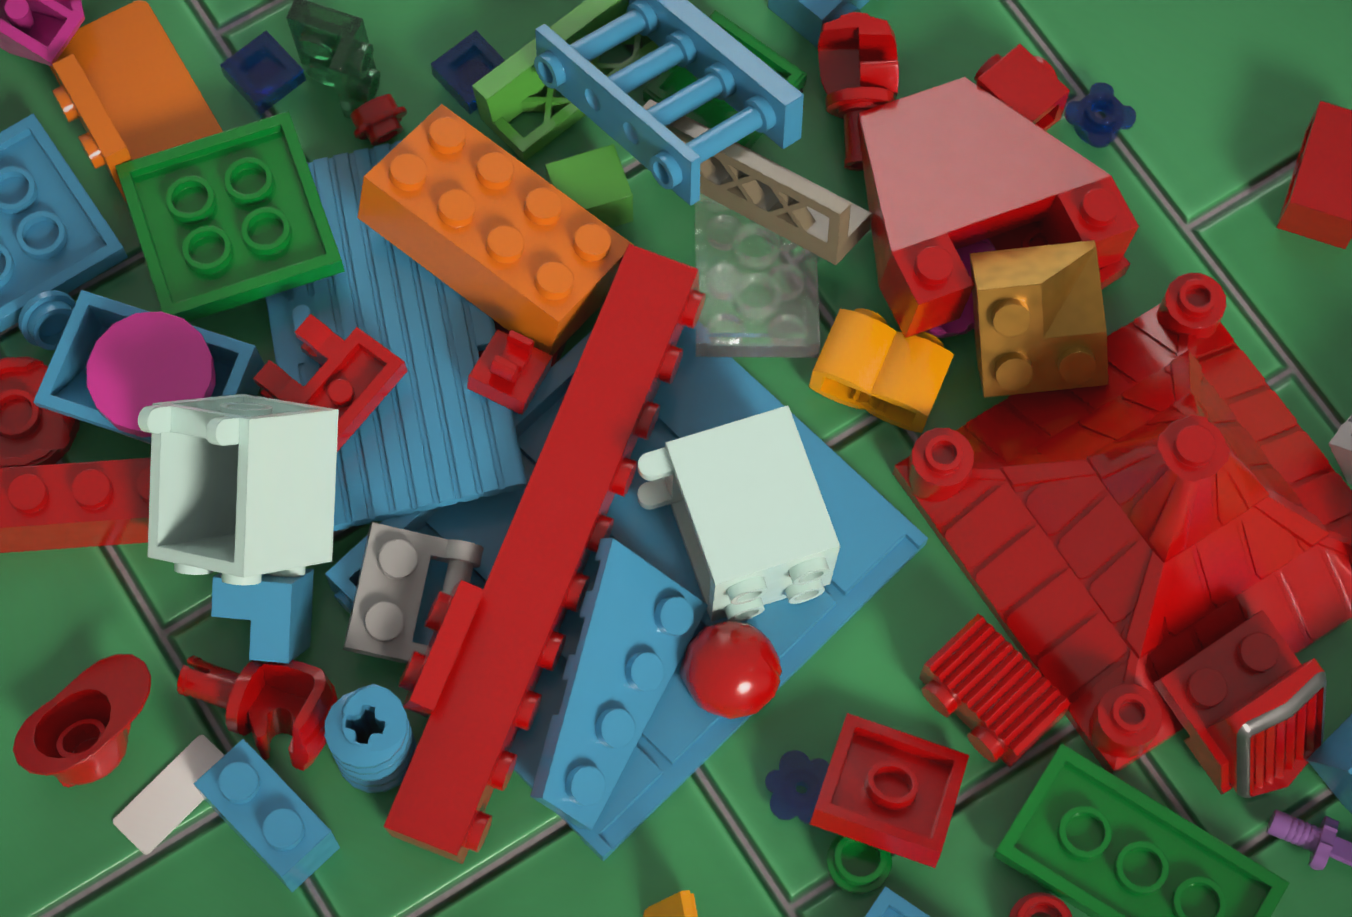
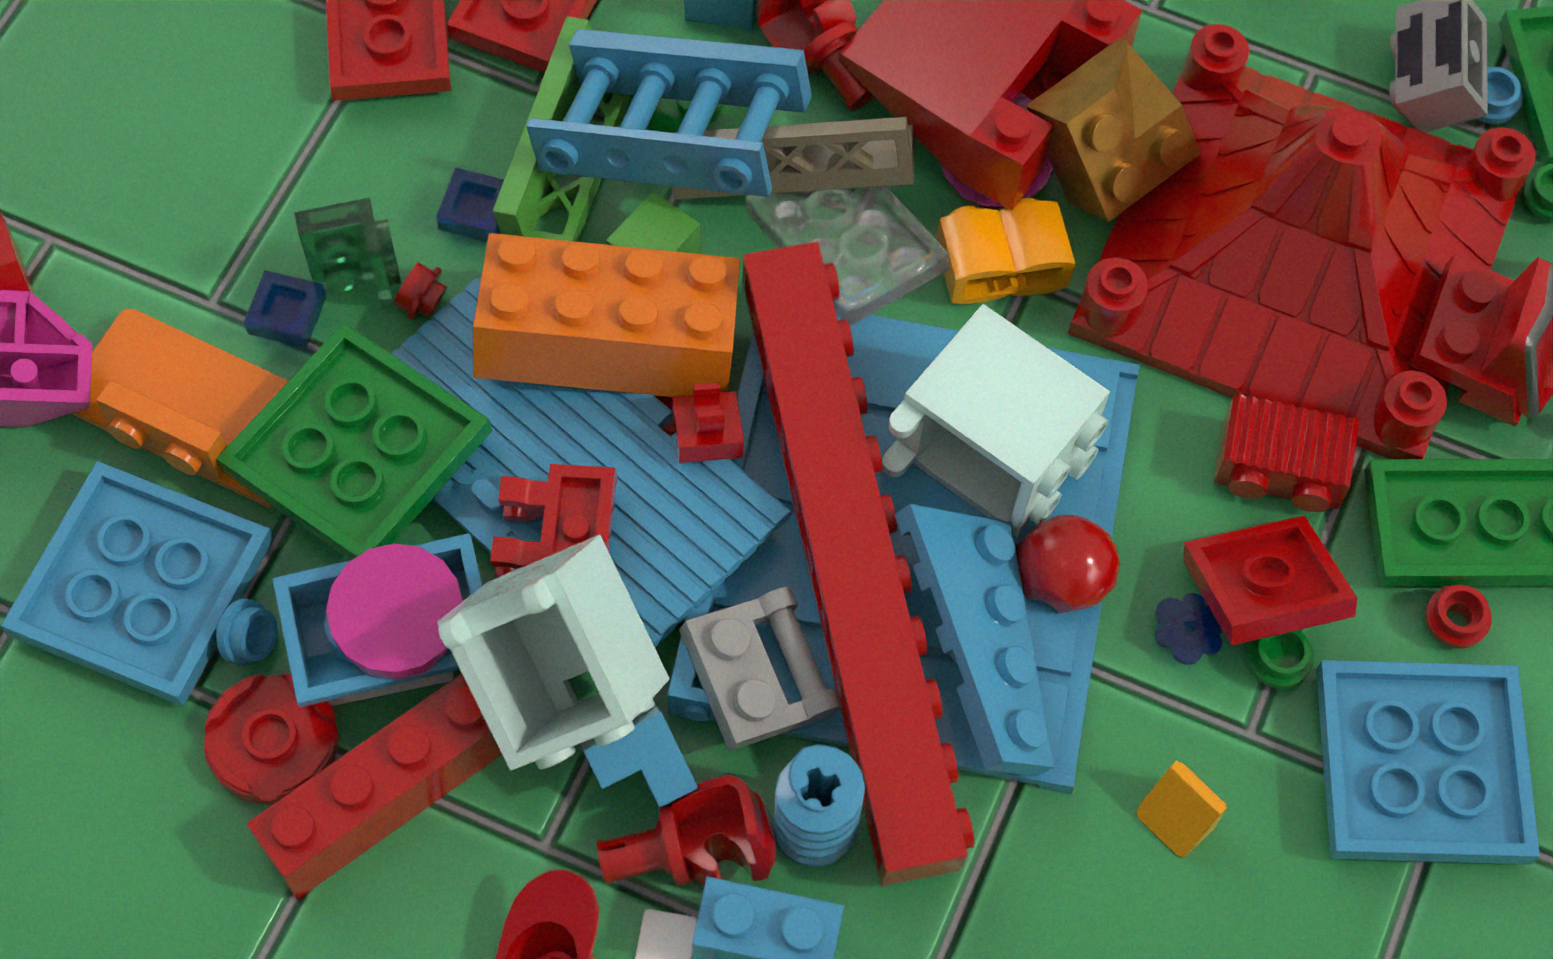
camera: 35 degrees left, 5 degrees down
(450, 621) = (833, 705): red plate -> none

